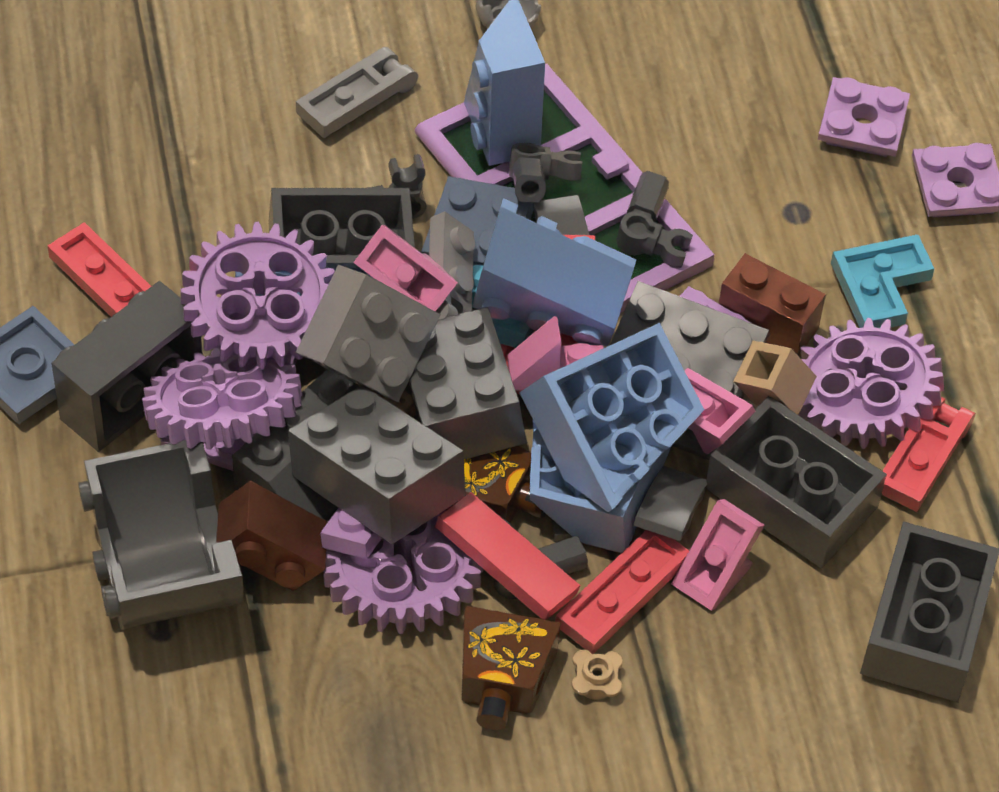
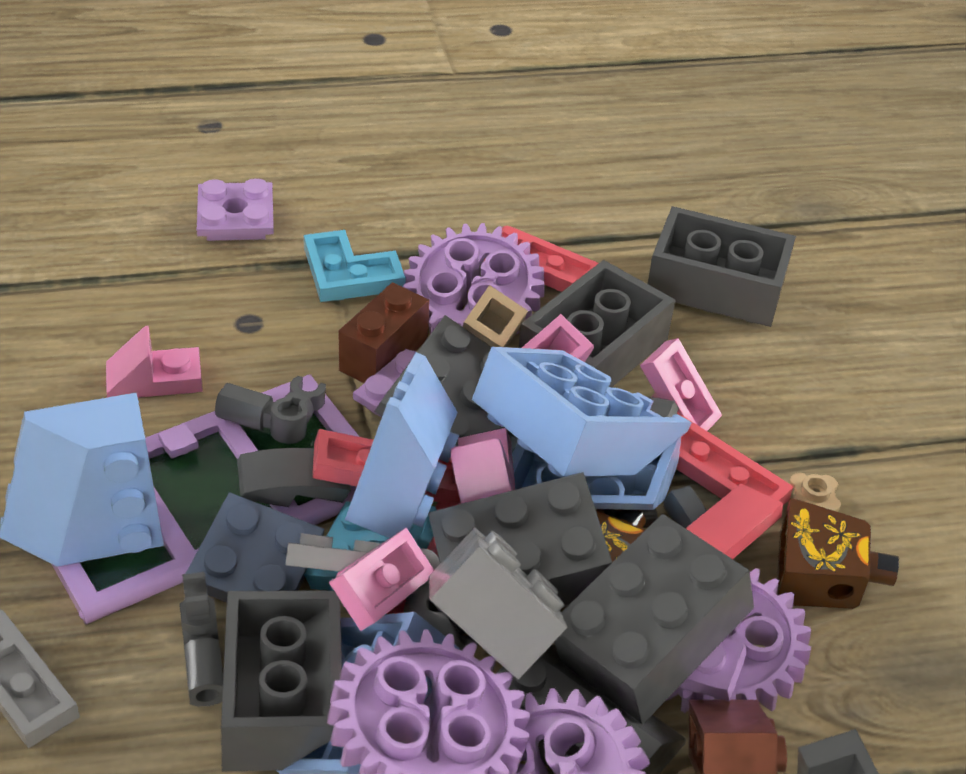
camera: 90 degrees left, 10 degrees down
(534, 164) = (195, 486): dark grey bar -> none
(709, 145) = (152, 372): none -> bright pink slope
(855, 100) = (145, 259): lavender piece -> none

